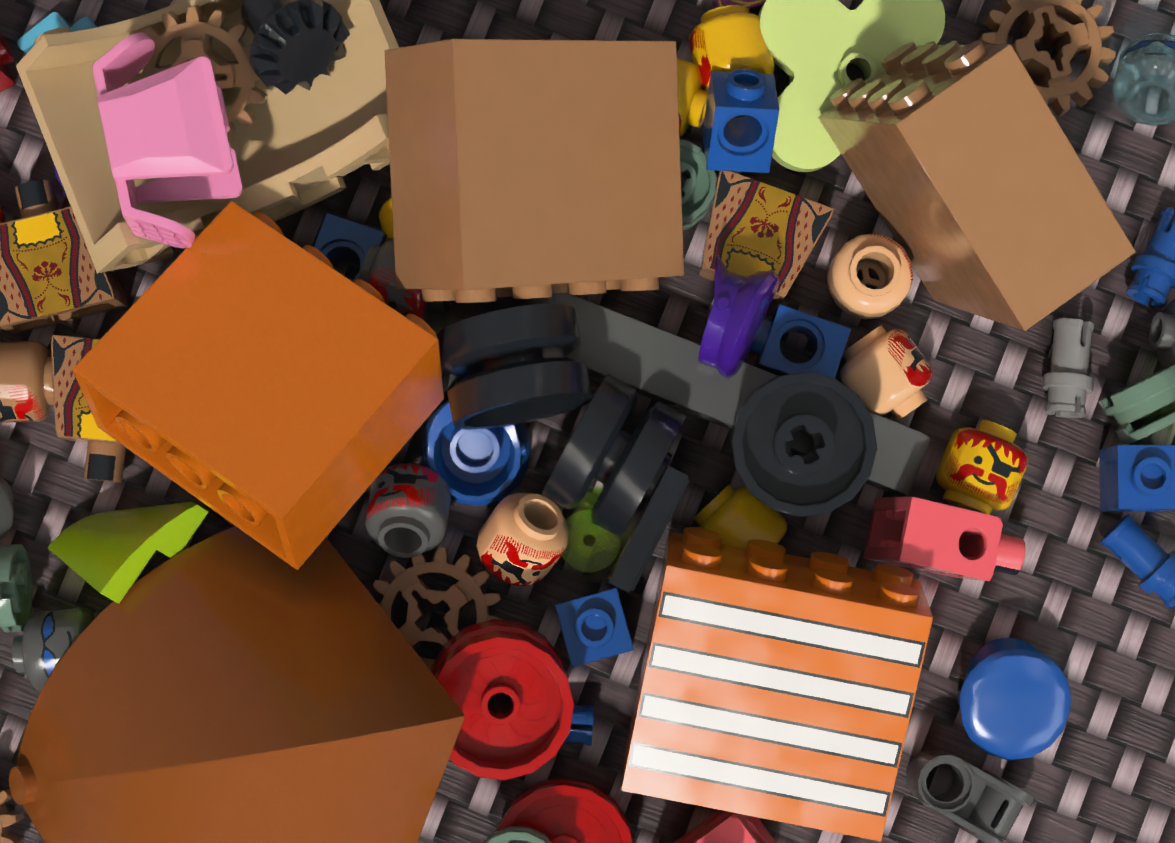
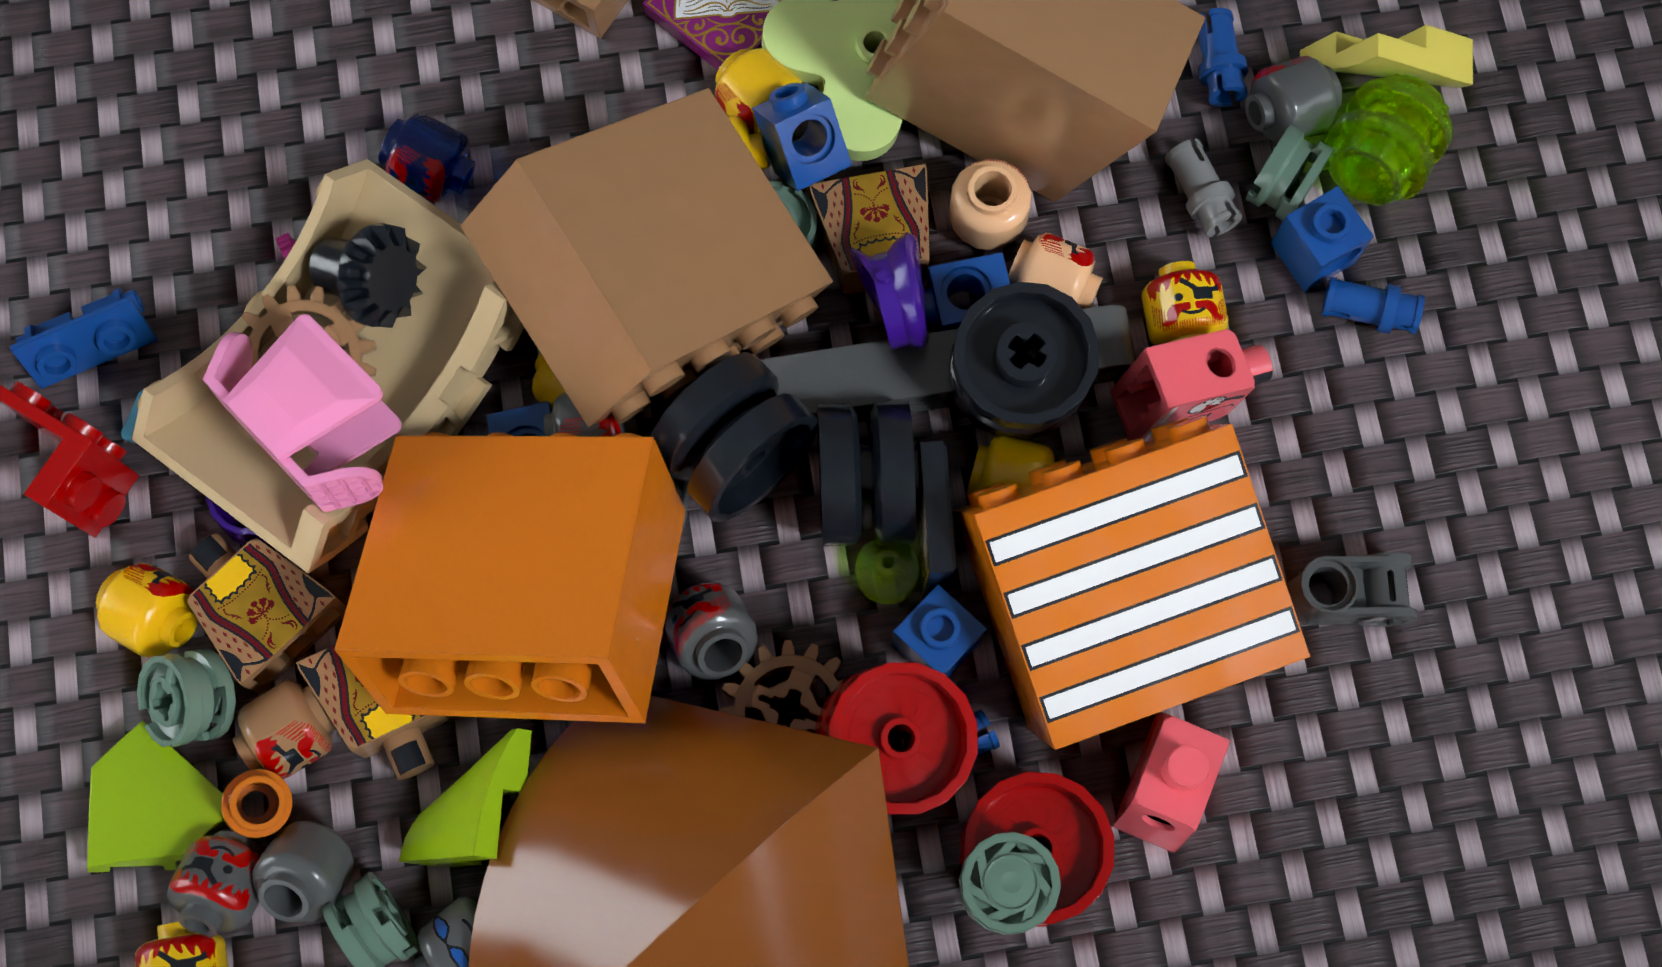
camera: 30 degrees left, 10 degrees down
(475, 462) = (744, 553): blue piece -> none
(523, 539) = (828, 596): light nougat head -> none
(1013, 699) = (1338, 485): blue piece -> none

